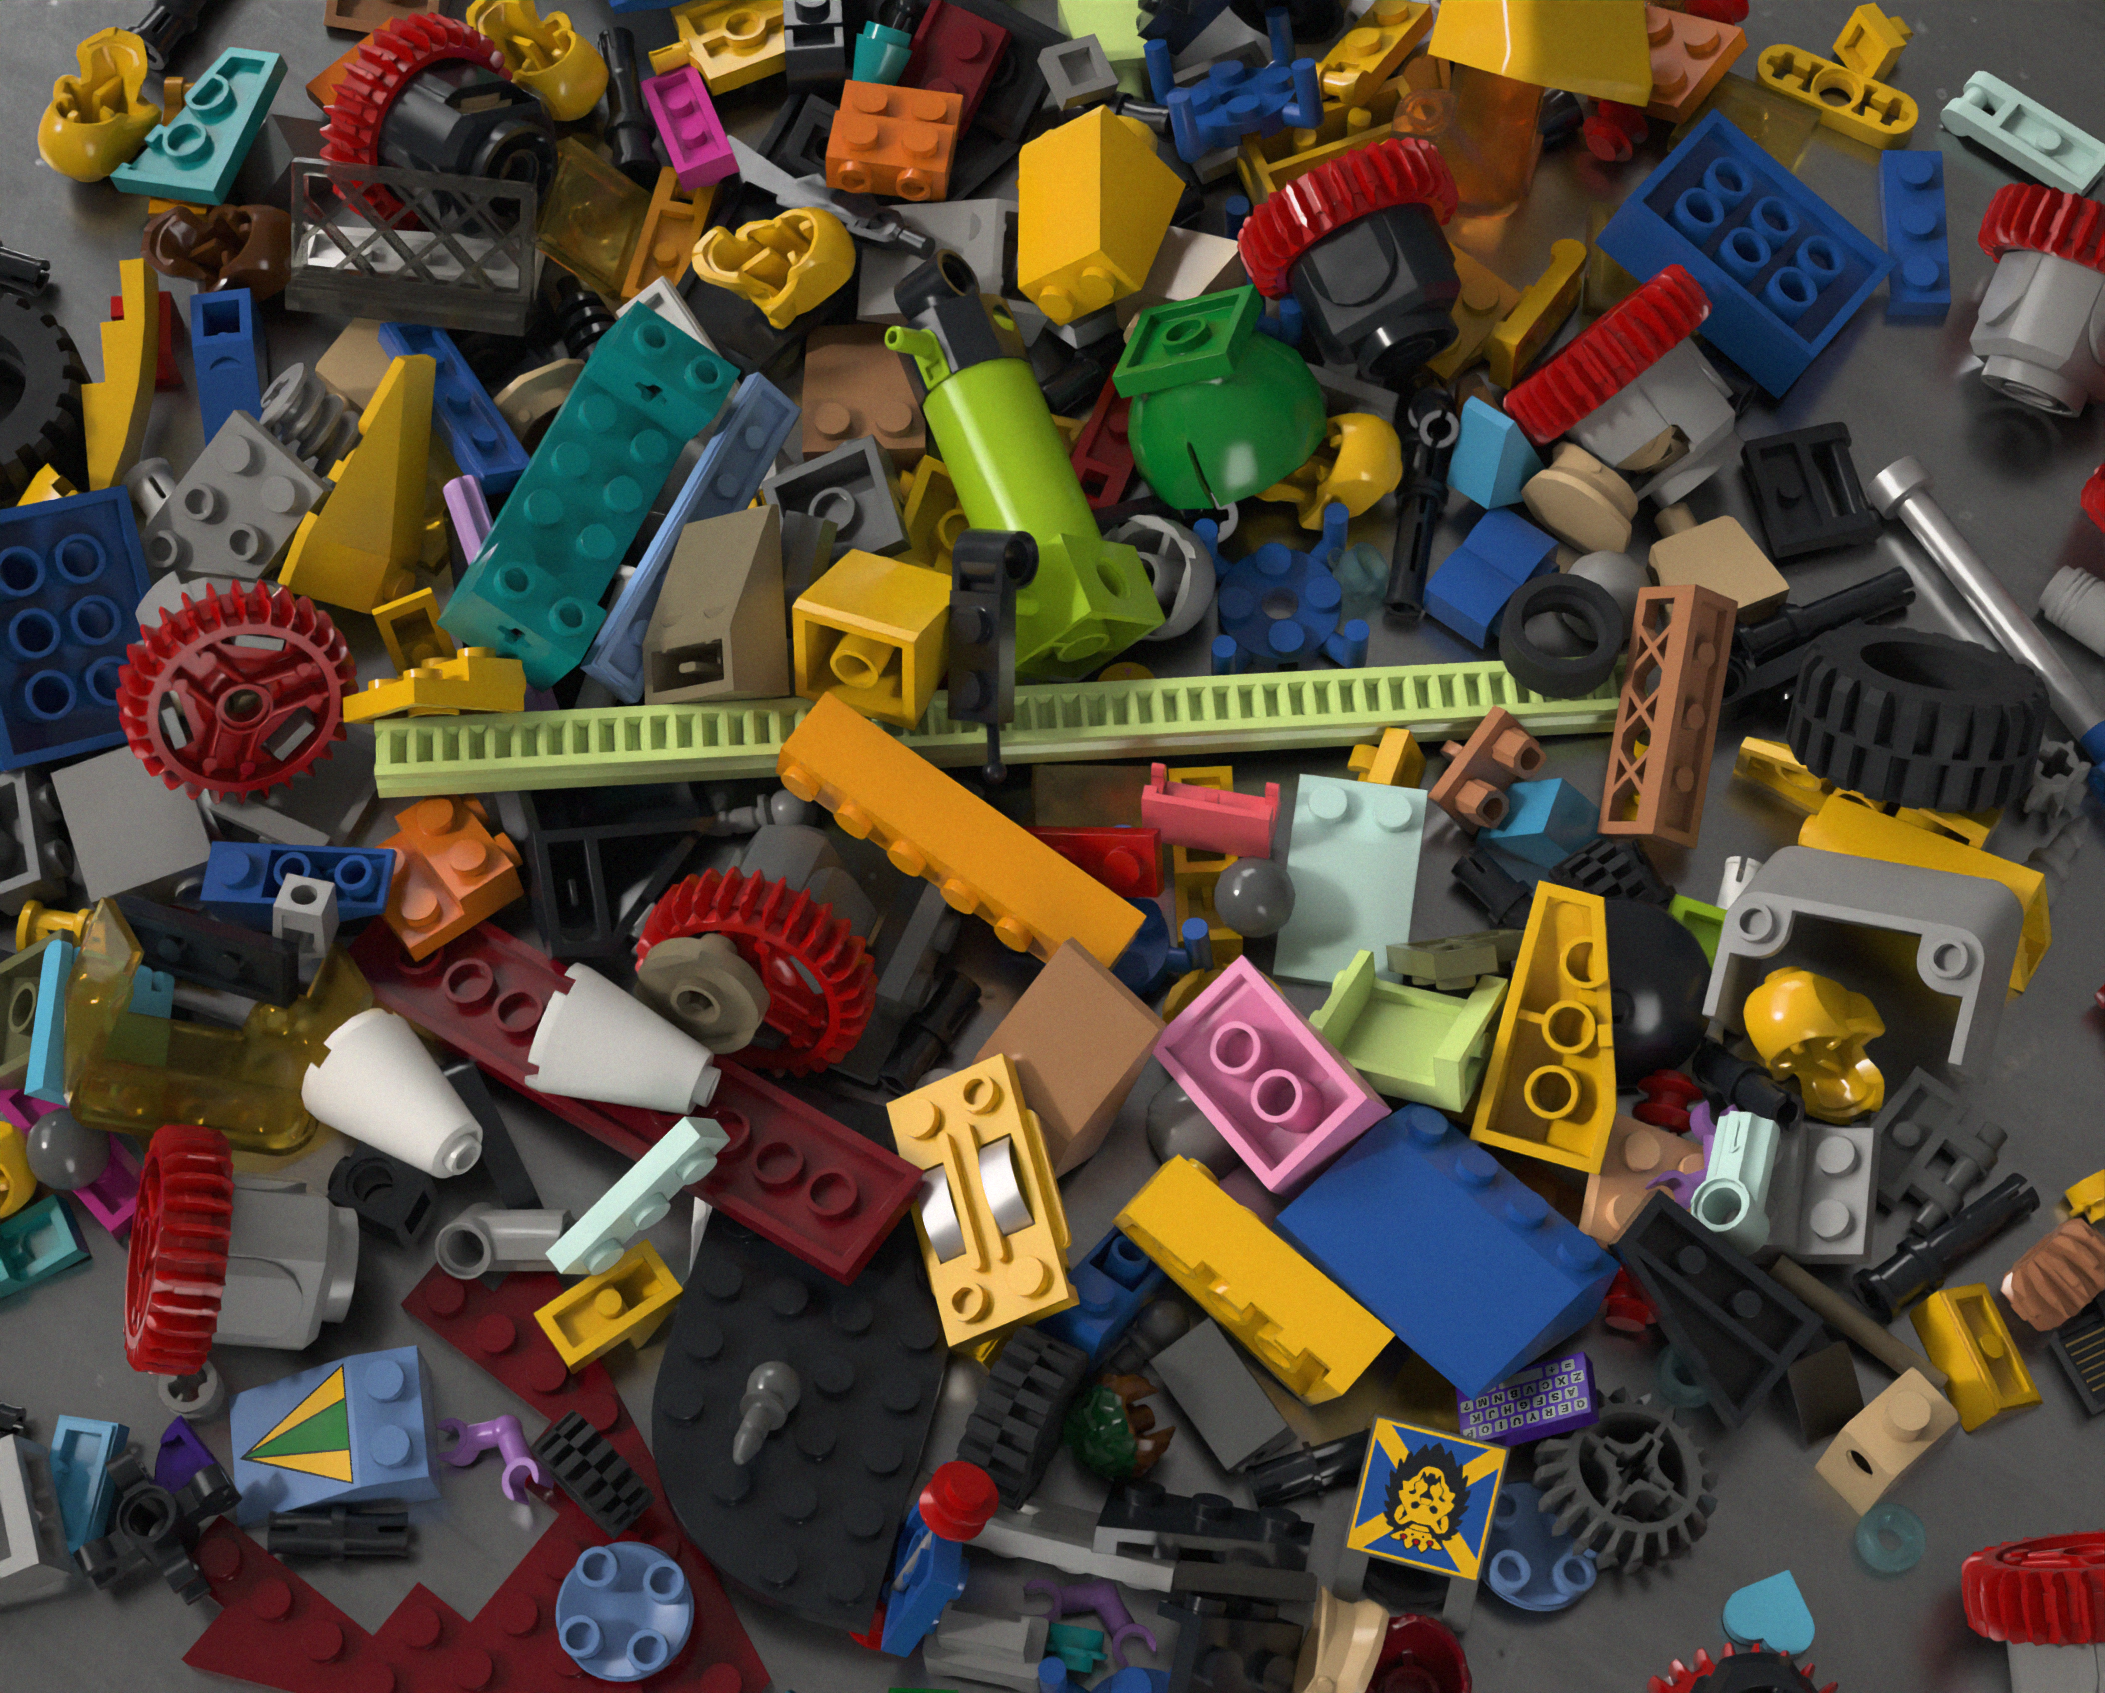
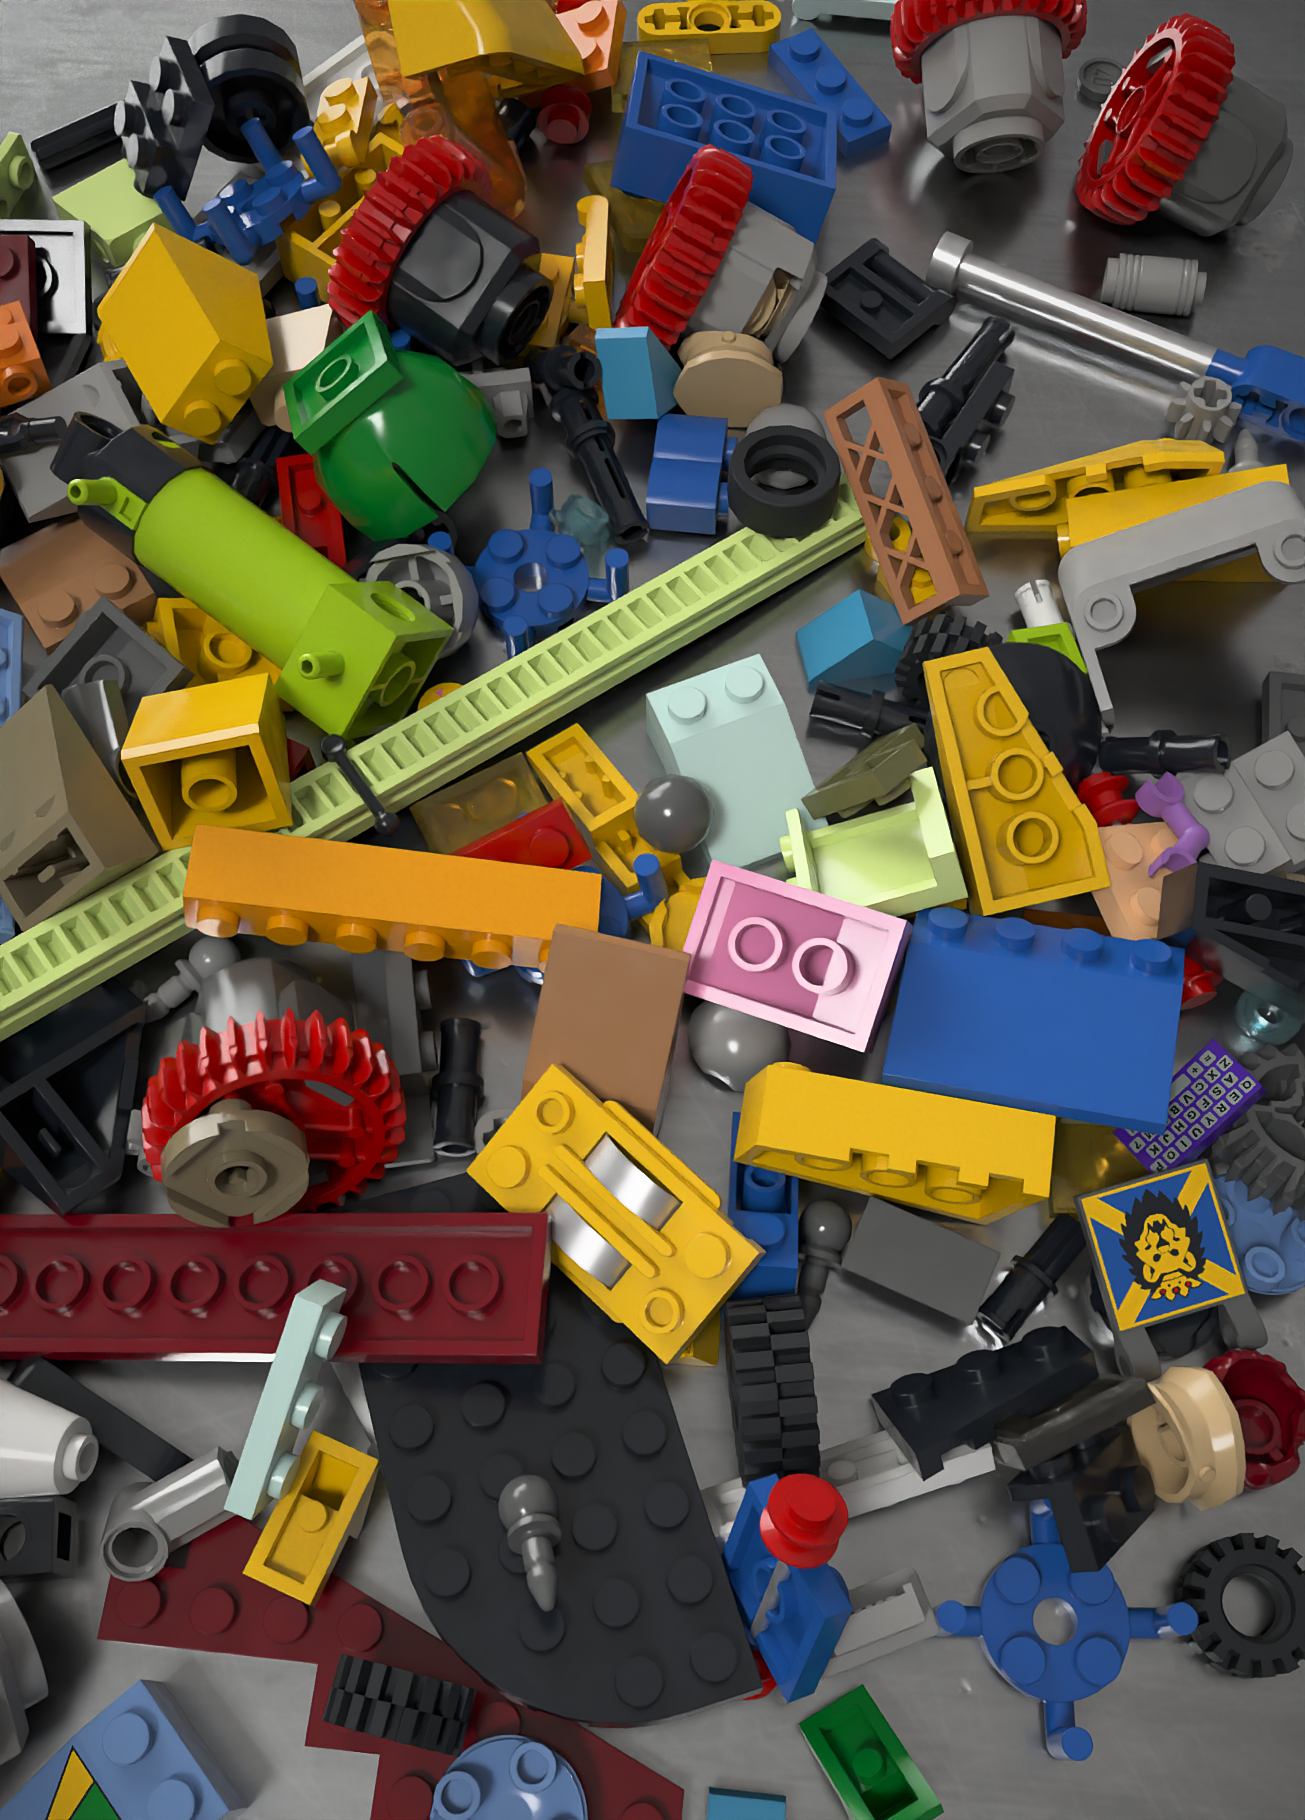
camera: 35 degrees left, 0 degrees up
(506, 1434) = (283, 1709): medium lavender arm -> none
(617, 1050) = (183, 1267): white cone -> none
(982, 621) = (304, 692): black plate -> none
(1076, 1646) = (942, 1572): teal plate -> none
(1077, 72) = (105, 242): light grey plate -> none
(1099, 1596) = (934, 1510): medium lavender arm -> none
(1110, 1431) = (847, 1348): dark green piece -> none
(1211, 817) = (597, 767): coral hinge -> none
(1350, 466) = (530, 435): yellow head -> none
(1394, 763) = (709, 651): yellow tile -> none
(1484, 769) = (782, 618): nougat hips -> none
(1717, 558) = (845, 370): tan torso -> none
(1739, 1180) = (1222, 816): light aqua piece -> none
(1818, 1033) = (1186, 686): yellow head -> none
(1917, 718) = (1108, 400): black tyre -> none

